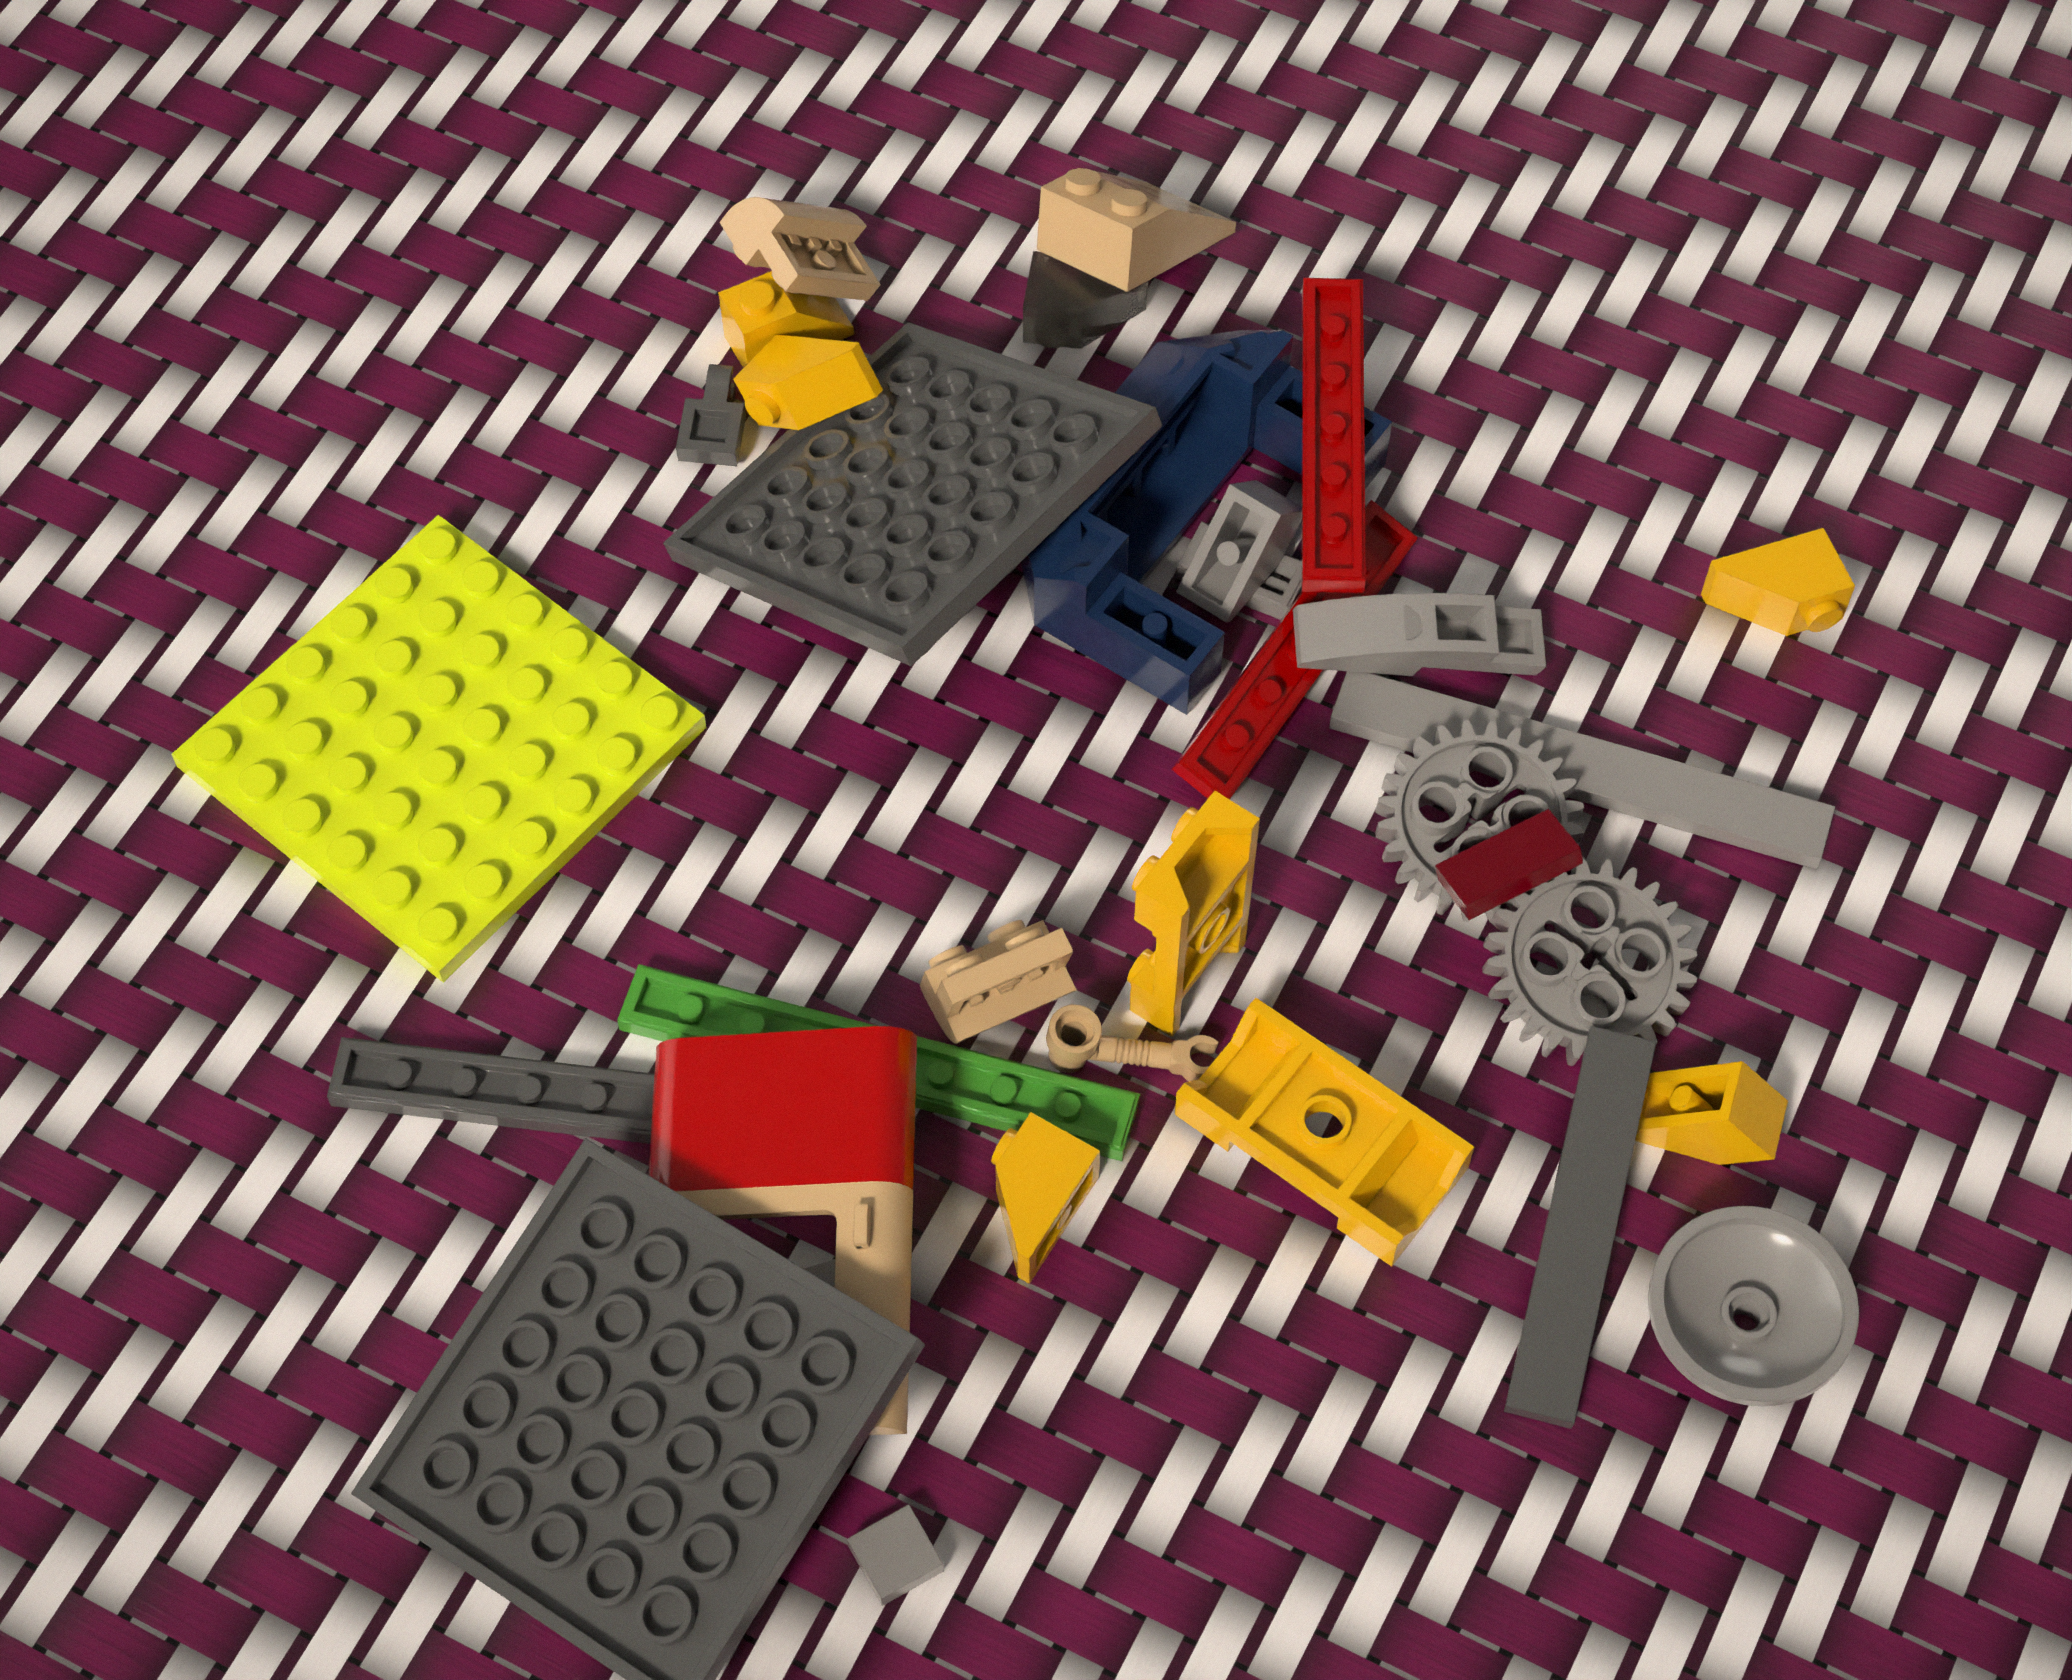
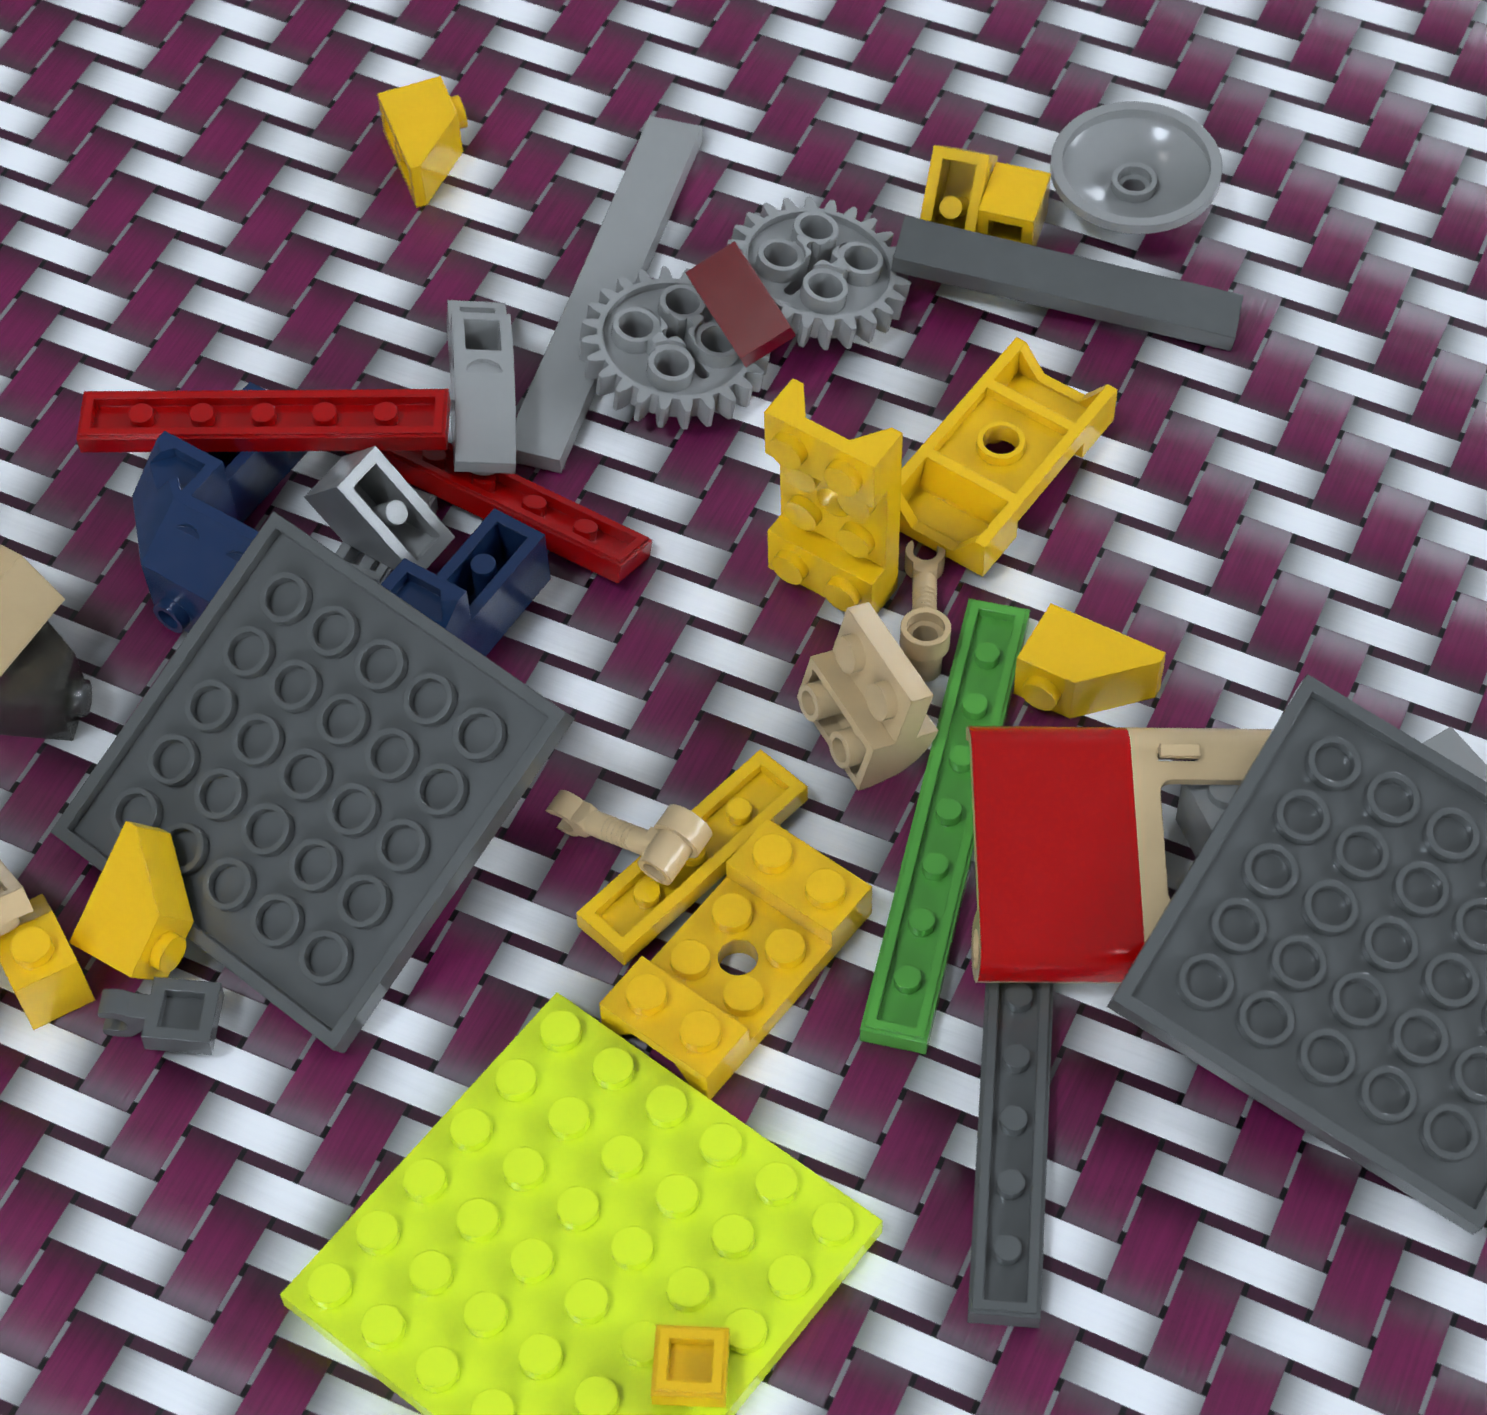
camera: 90 degrees left, 5 degrees down
(311, 803) = (690, 1366): none -> yellow tile
(680, 821) = (780, 908): none -> yellow piece
(837, 792) = (662, 848): none -> tan brick
(842, 829) = (637, 908): none -> yellow plate
(1697, 1173) = (1014, 203): none -> yellow brick

